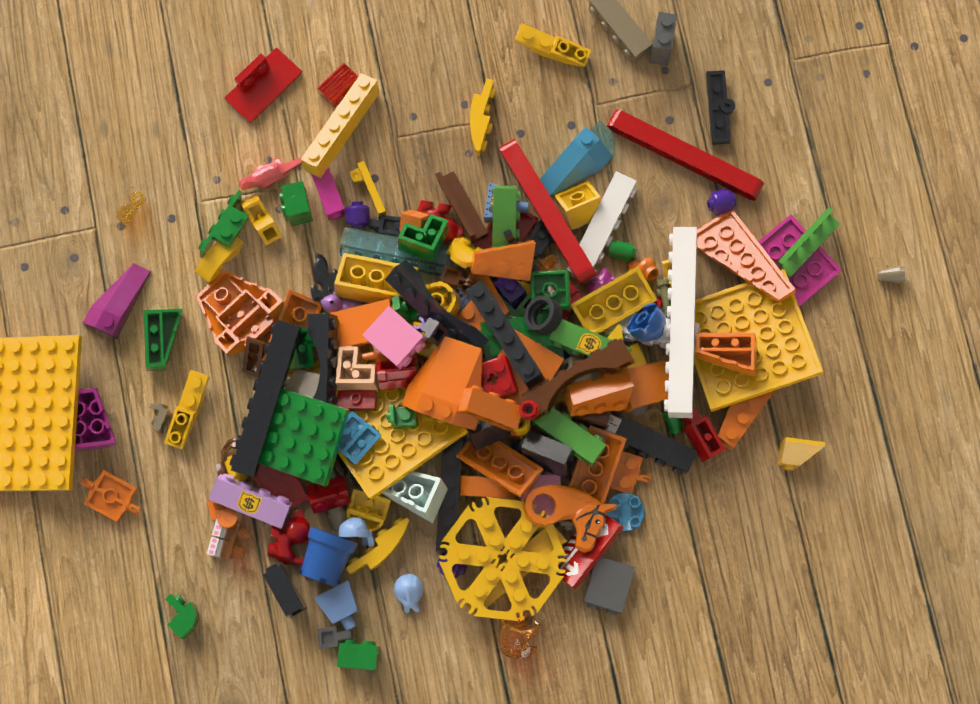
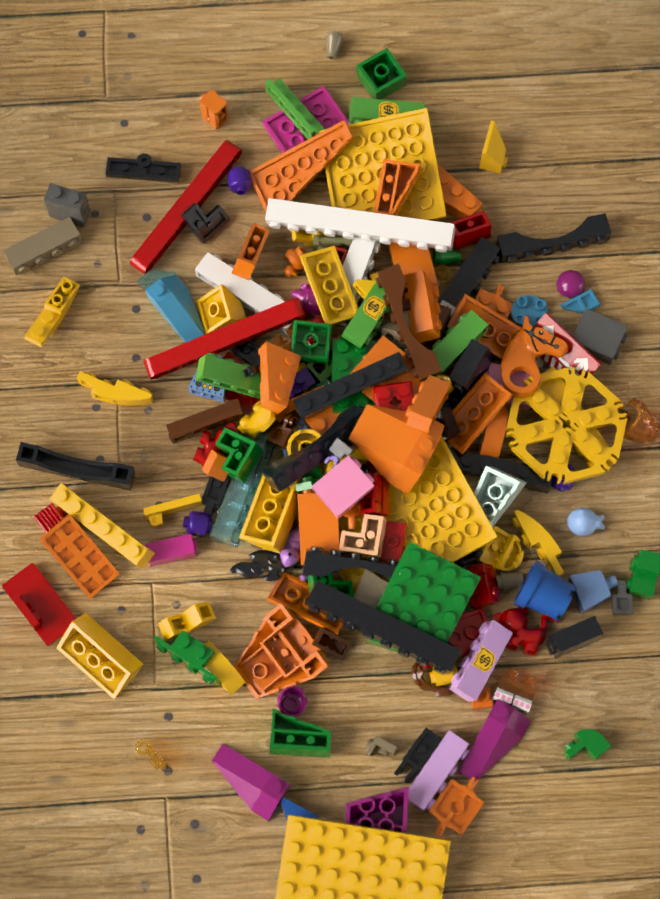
camera: 85 degrees left, 5 degrees down
(90, 345) = (293, 809): none -> blue slope
(142, 472) = (436, 770): none -> lavender brick
(158, 454) = (419, 753): none -> black hinge
(182, 527) = (498, 735): none -> magenta wedge
(187, 410) = (377, 718): yellow slope -> none
(194, 327) = (292, 701): none -> magenta hair
(220, 146) = (99, 655): none -> yellow slope
(227, 518) = (496, 686): orange piece -> none
(268, 174) = (138, 607): coral animal -> none
(296, 204) = (176, 582): green brick -> none
(309, 110) = (79, 556): none -> orange plate
(356, 528) = (521, 561): light blue piece -> none
(357, 438) = (437, 540): dark azure slope -> none
(399, 91) = (102, 473): none -> black arch
(401, 417) = (419, 496): green bracket -> none
(526, 404) = (436, 362): red plate -> none
(553, 320) = (332, 358): black tyre -> none
(622, 251) = (274, 277): green brick -> none
(642, 221) = (250, 251): none -> orange brick
(645, 566) = (581, 302): none -> dark azure tile
(648, 324) = (357, 256): blue cylinder -> none
(663, 551) = (570, 284): none -> magenta hair
(666, 175) = (205, 226): none -> black plate
(726, 566) = (517, 246): none -> black arch
(793, 163) = (213, 109): none -> orange brick
(820, 328) = (367, 109): none -> bright green brick
(863, 326) = (381, 74): none -> green brick

